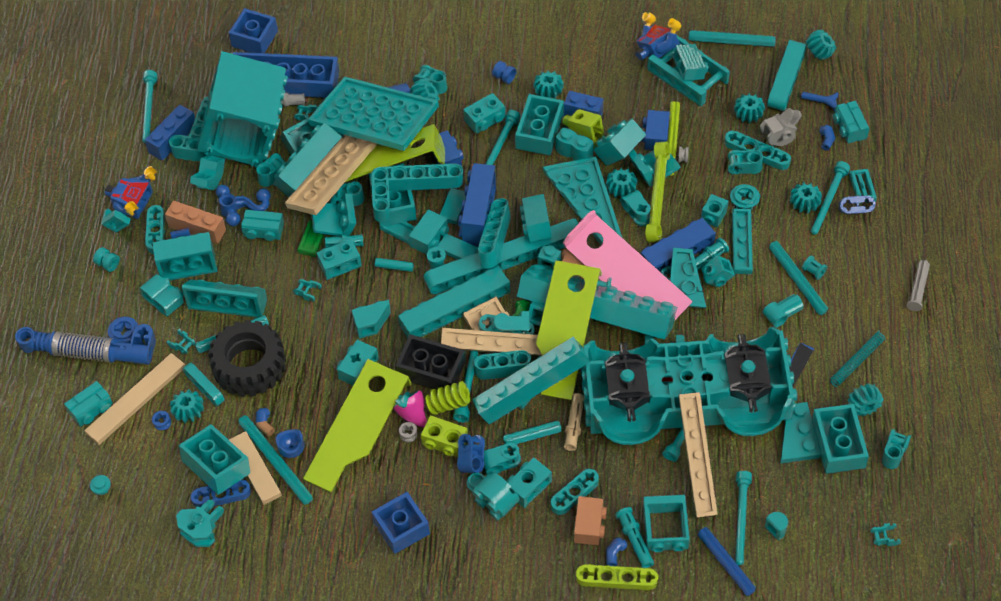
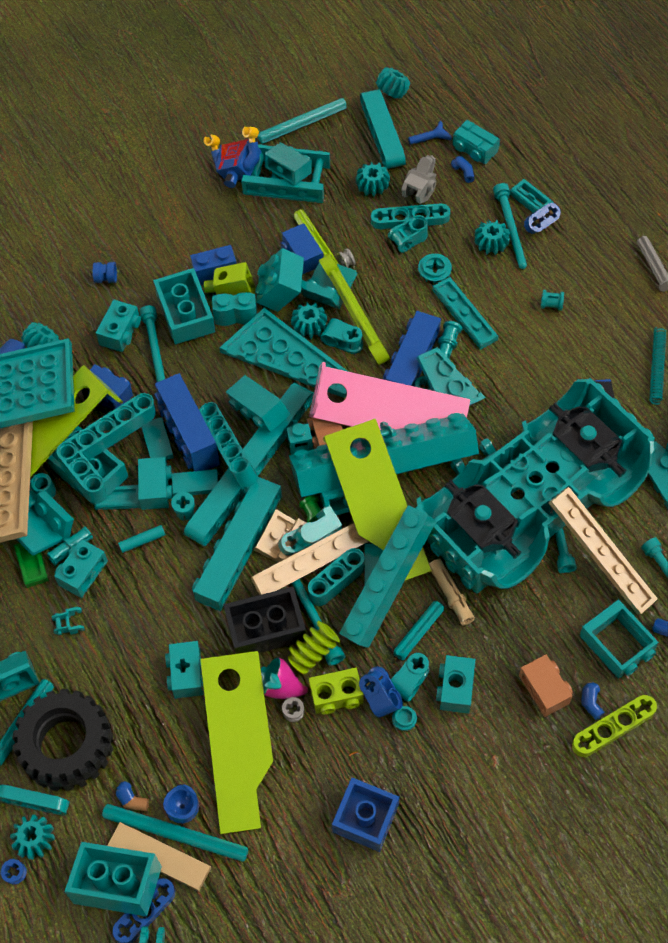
camera: 35 degrees left, 5 degrees up
(371, 318) = (161, 613): teal slope -> none
(433, 75) = (38, 314): teal piece -> none
(495, 495) = (439, 720): teal brick -> none
(548, 84) = (160, 261): teal gear -> none
(578, 483) = (510, 681): teal beam -> none
(631, 529) = (591, 667): teal pin -> none
(714, 210) = (419, 290): teal brick -> none
(717, 271) = (470, 356): teal brick -> none
(779, 312) = (555, 362): teal piece -> none
(798, 278) = (544, 318): teal axle -> none

